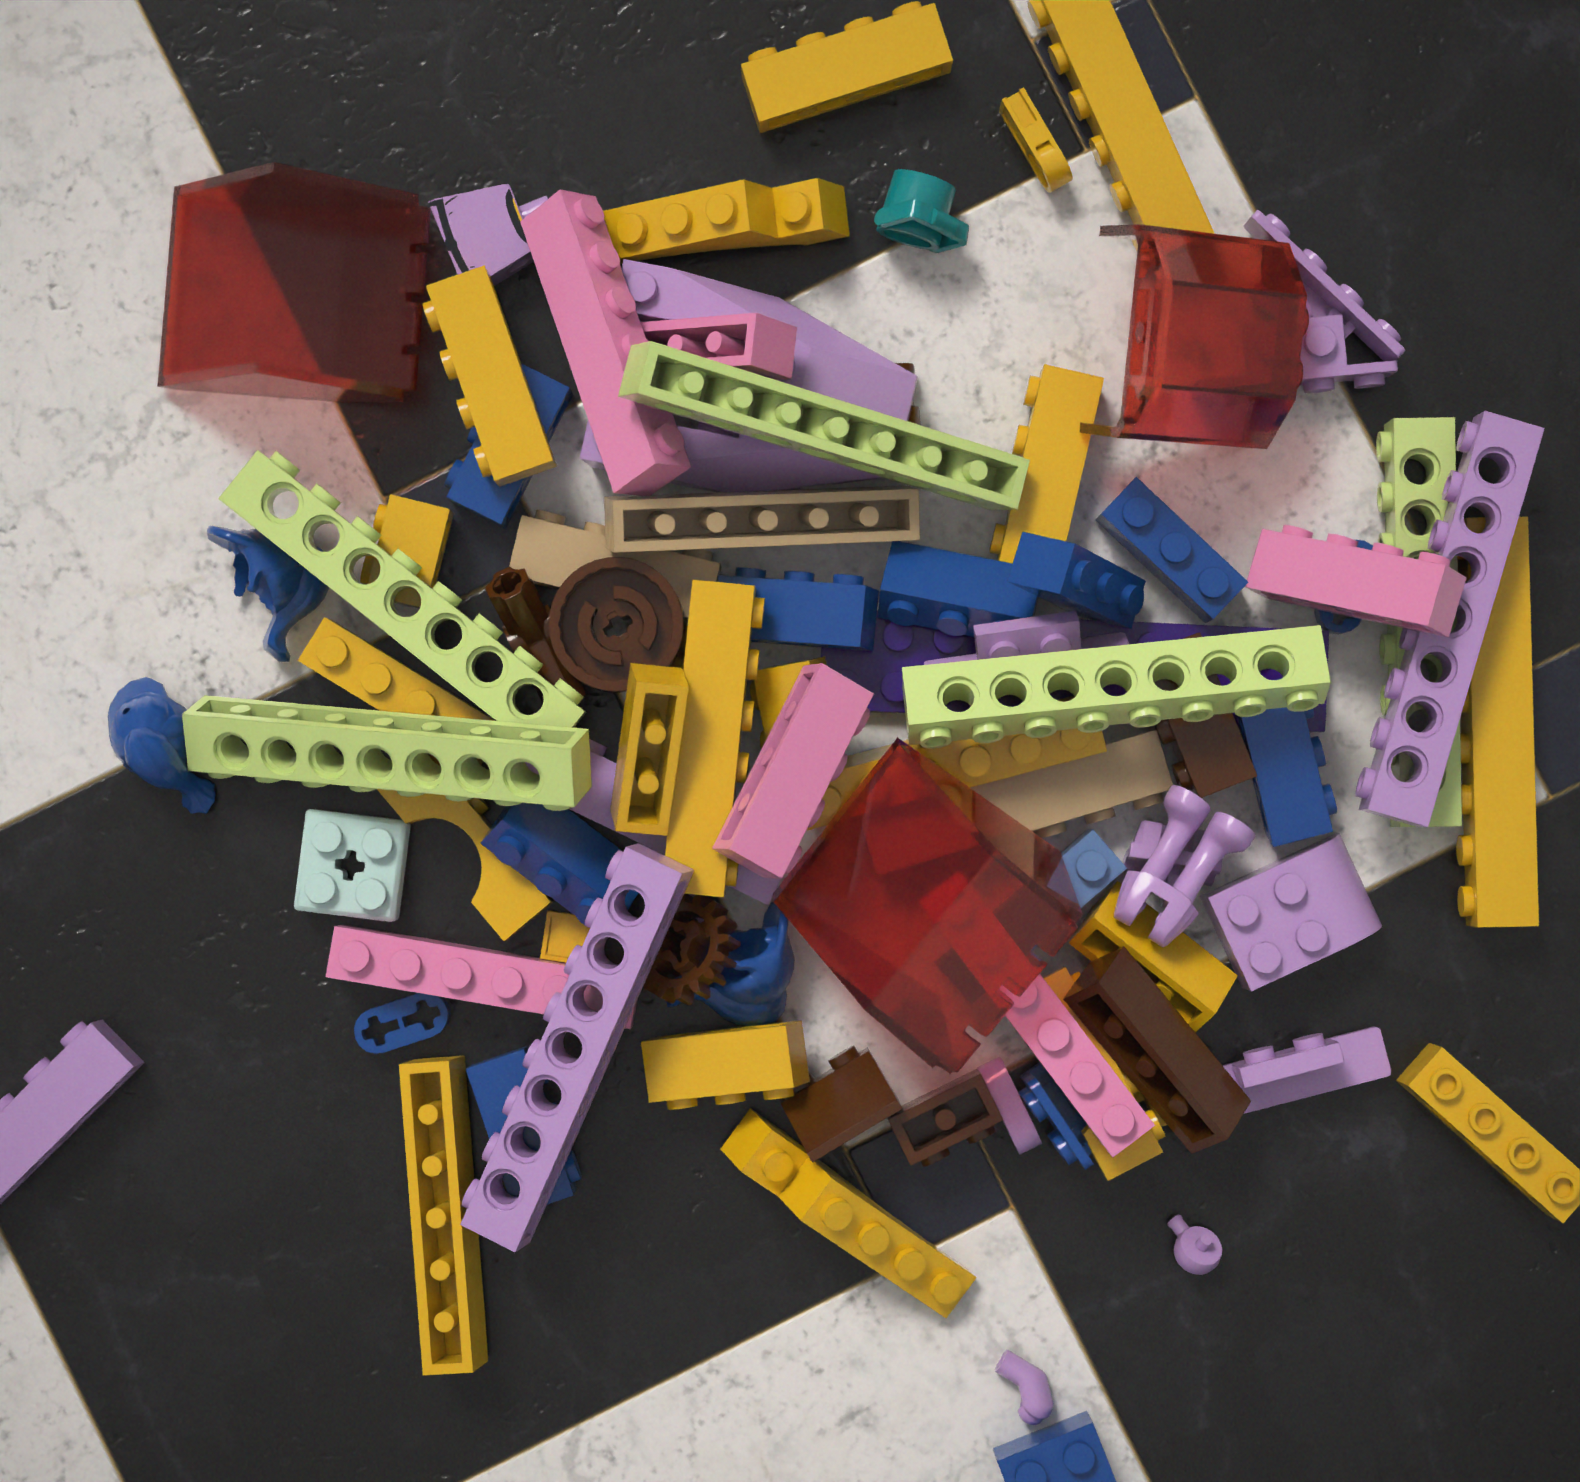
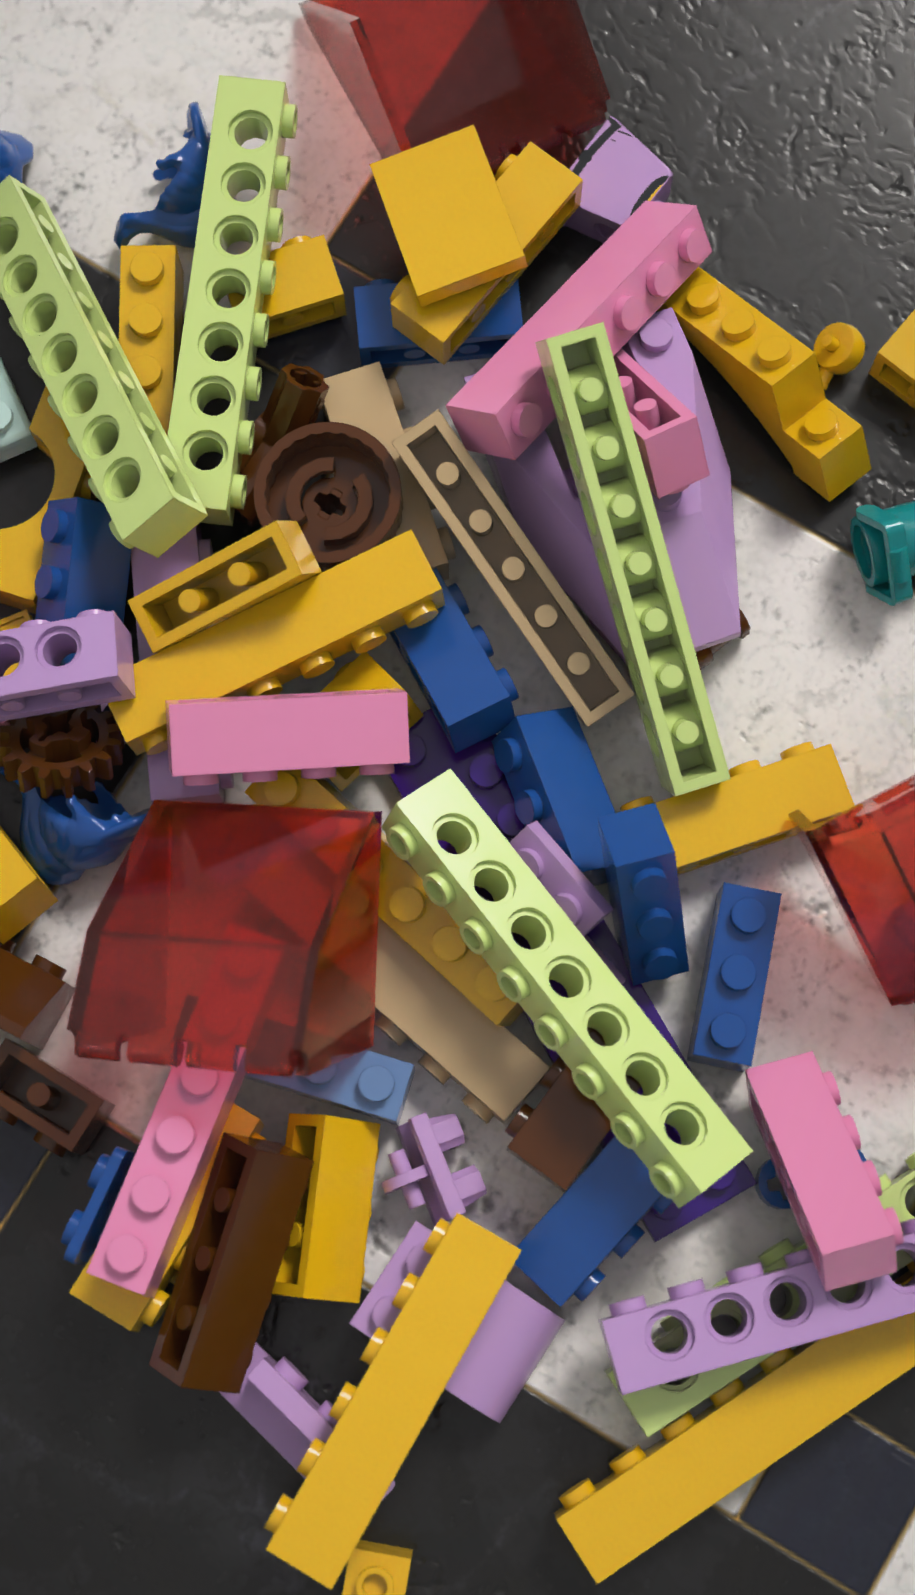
camera: 60 degrees right, 10 degrees down
(451, 391) = (448, 215): none -> yellow tile
(731, 148) = (838, 350): none -> yellow piece
(1010, 1105) = (111, 1130): lavender beam -> none
(1185, 816) = (481, 1149): lavender piece -> none
(1196, 1247) = (62, 1434): lavender piece -> none
(1328, 990) = (392, 1401): none -> yellow brick

